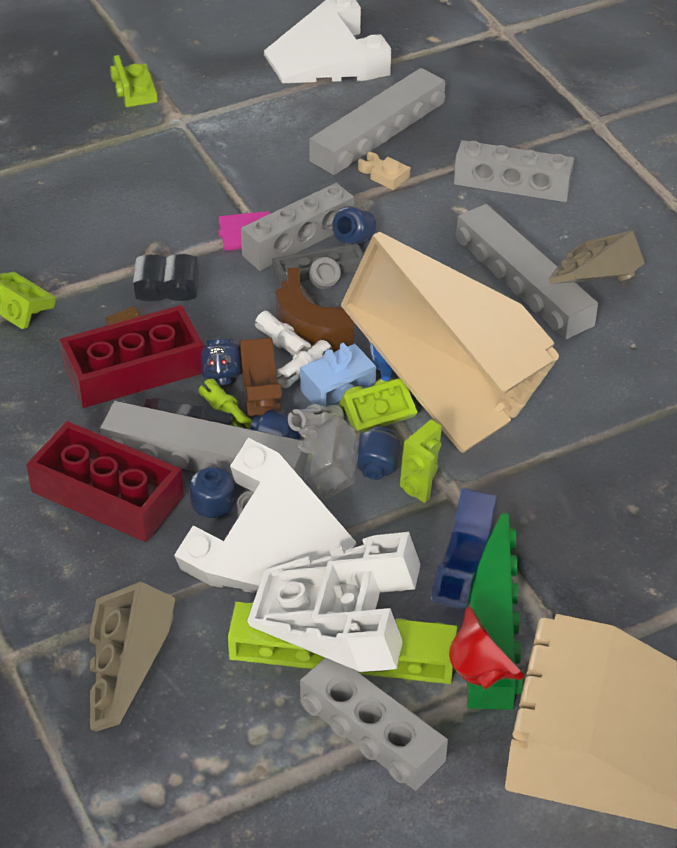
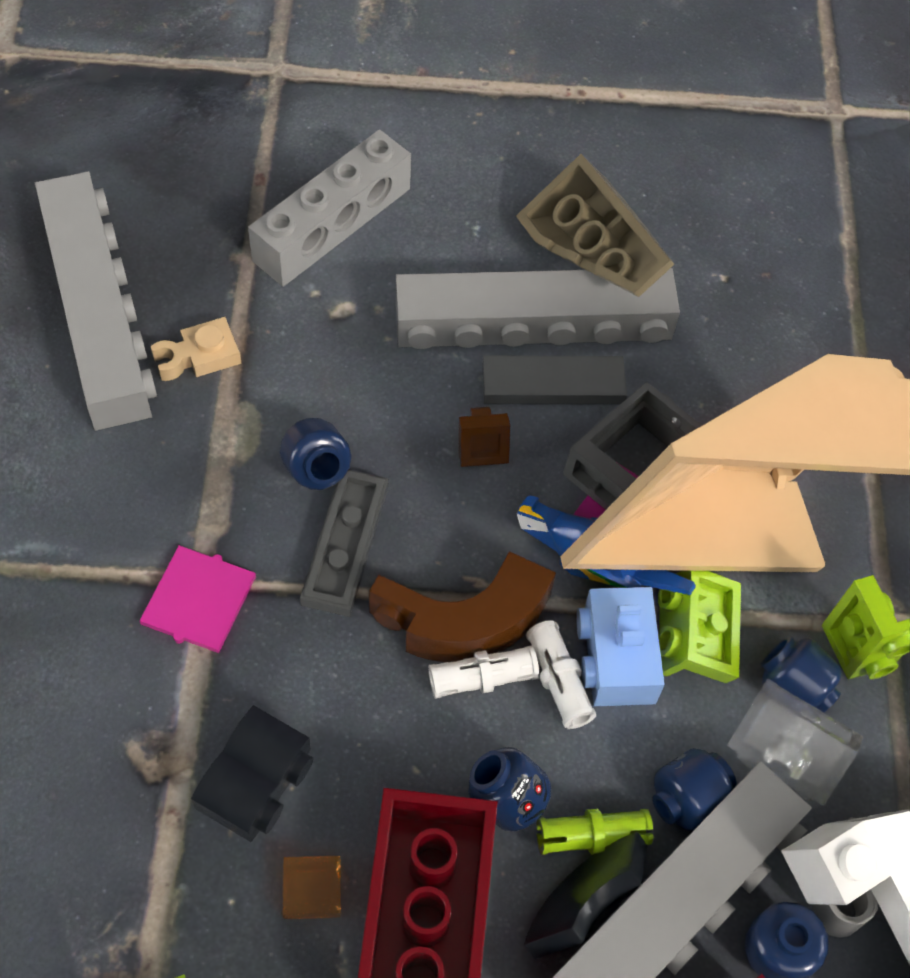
camera: 65 degrees left, 15 degrees up
(259, 376) = (587, 760): reddish brown arch -> none
(293, 226) = (263, 528): light grey brick -> none
(314, 415) = (707, 720): light grey pin -> none
(324, 273) = (383, 545): light grey tile -> none

